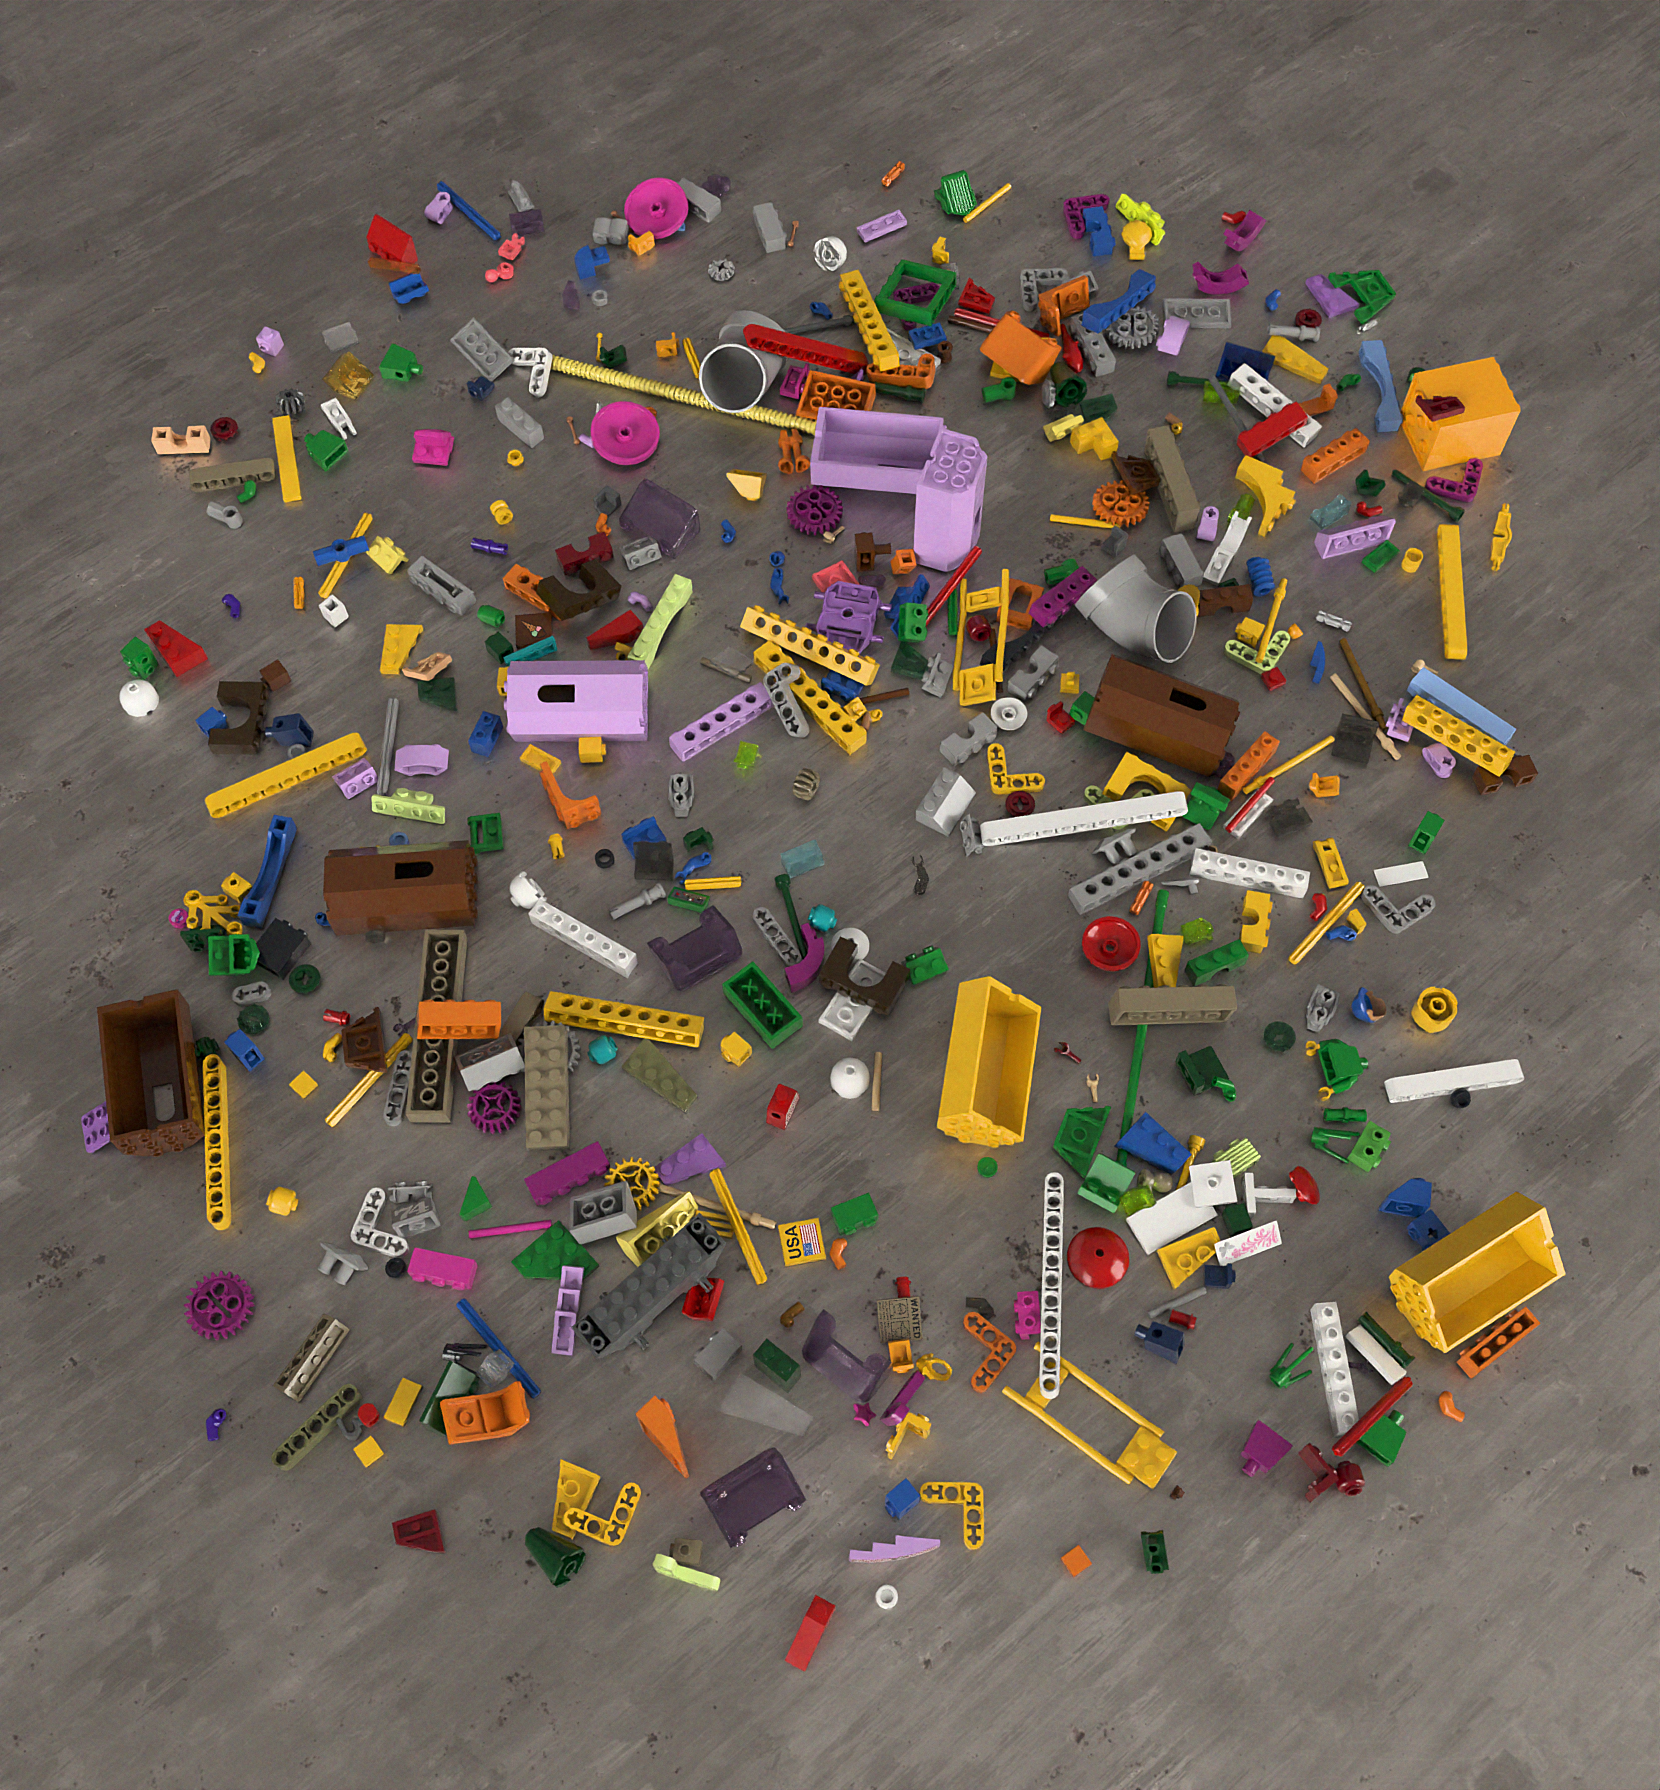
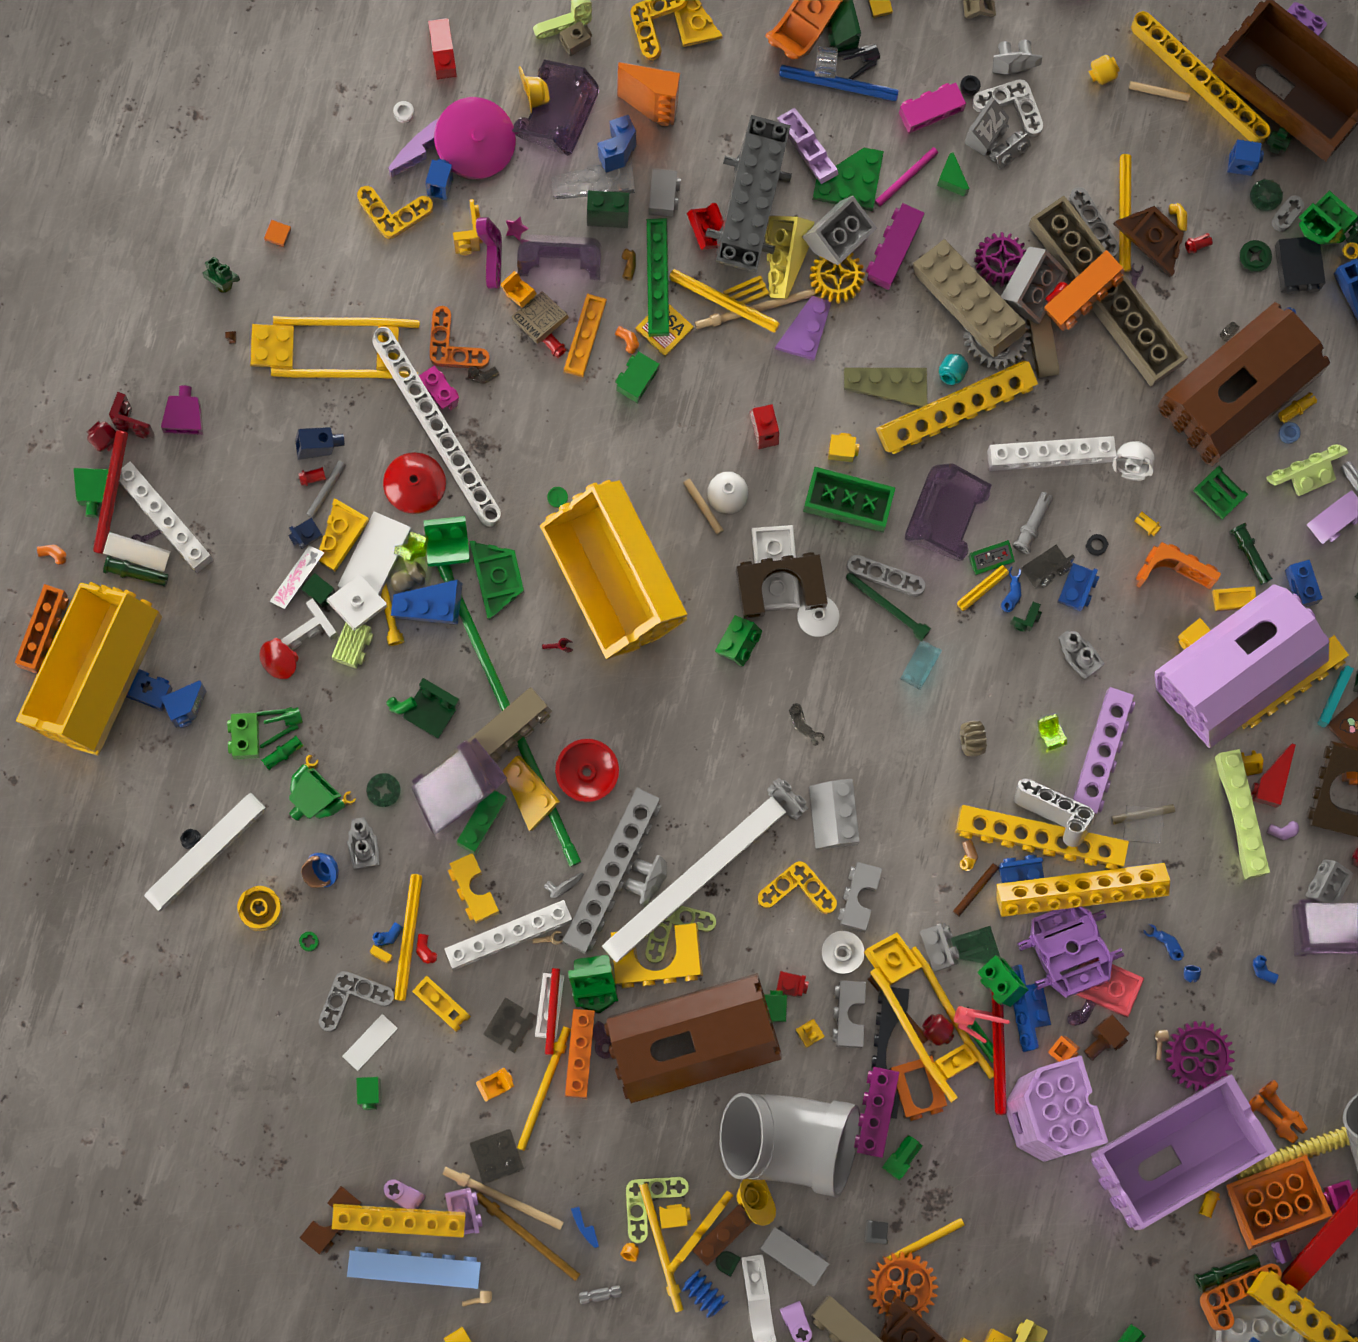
camera: 135 degrees right, 15 degrees up
(256, 1156) = (1159, 91): none -> tan bar
(303, 1084) = (1174, 171): yellow tile -> none
(475, 1041) = (1059, 287): none -> red arm
(500, 786) = (1246, 544): none -> dark green pin
(714, 1424) = (616, 150): none -> blue brick
(748, 483) = (1291, 1040): yellow slope -> none
(758, 1524) = (535, 89): none -> yellow piece
(776, 1286) = (657, 277): none -> green tile
(805, 972) = (836, 573): magenta arch -> none
(822, 918) = (860, 619): teal head -> none
(843, 1519) = (475, 137): none -> dark pink dish
(855, 708) = (989, 854): yellow tile -> none
(870, 1282) = (585, 335): none -> light orange tile
(925, 1367) = (488, 297): yellow piece -> none
(956, 619) = (966, 1016): none -> coral plant
(1025, 799) = (775, 864): dark red gear -> none
(1093, 1085) = (515, 630): tan hand -> none
(1141, 897) = (591, 844): orange axle -> none
(1197, 930) = (519, 844): clear neon green bracket -> none
(1226, 978) = (456, 785): none -> windscreen
(1231, 615) = (703, 1227): none -> yellow piece
(1273, 678) = (617, 1180): red plate -> none
(1282, 1375) = (202, 484): green plant -> none
(1409, 972) = (305, 936): none -> green bush

